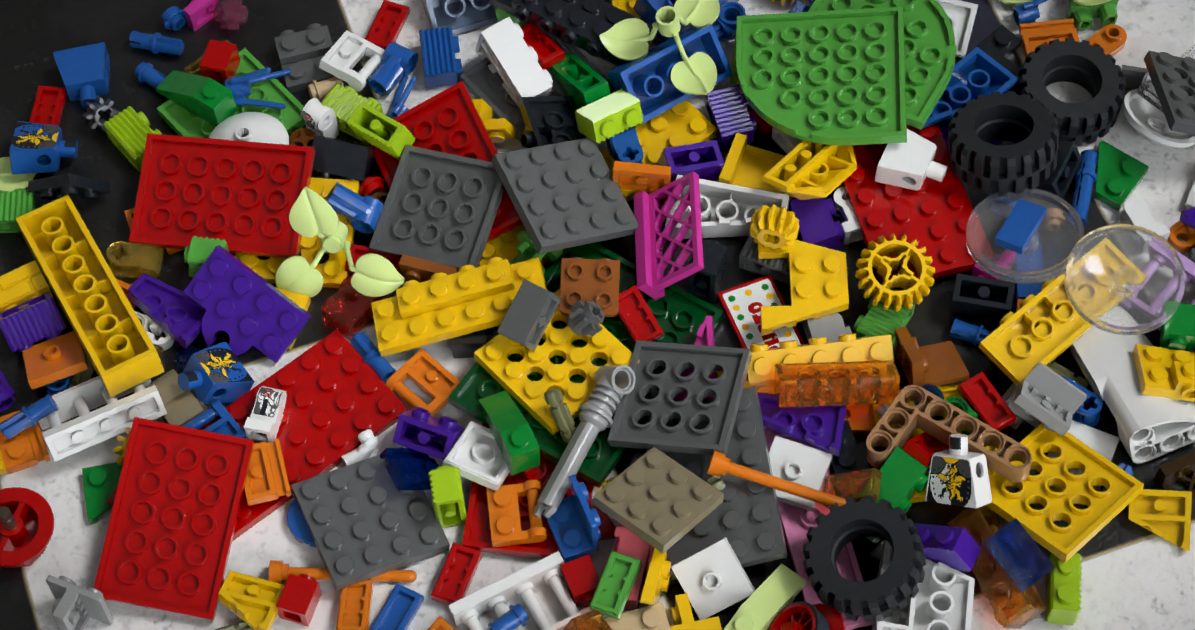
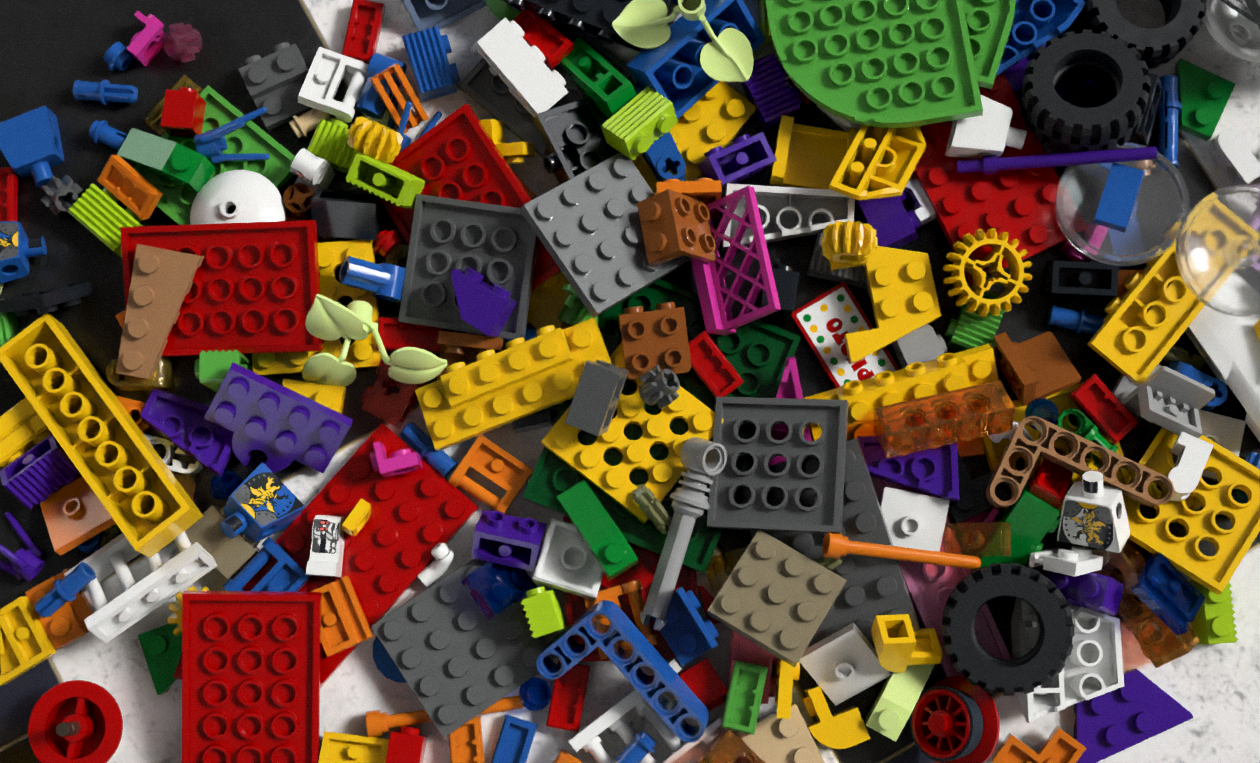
camera: 10 degrees left, 20 degrees up
(161, 111) = (129, 187): none -> orange plate
(163, 192) = (153, 306): none -> medium nougat wing
(298, 394) = (357, 518): none -> yellow tile
(342, 357) = (400, 463): none -> dark pink bracket
(379, 96) = (374, 139): none -> yellow gear
(415, 72) = (386, 74): none -> orange tile
(427, 568) = (535, 694): none -> clear blue plate
(443, 233) = (480, 304): none -> dark purple slope
(517, 540) = (629, 664): none -> blue beam
(623, 191) = (675, 227): none -> dark orange bracket
(762, 563) = (901, 646): none -> yellow brick
(912, 190) = (990, 164): none -> dark purple bar
(929, 513) = (1068, 562): none -> white plate
(1054, 451) = (1190, 464): none -> white leg

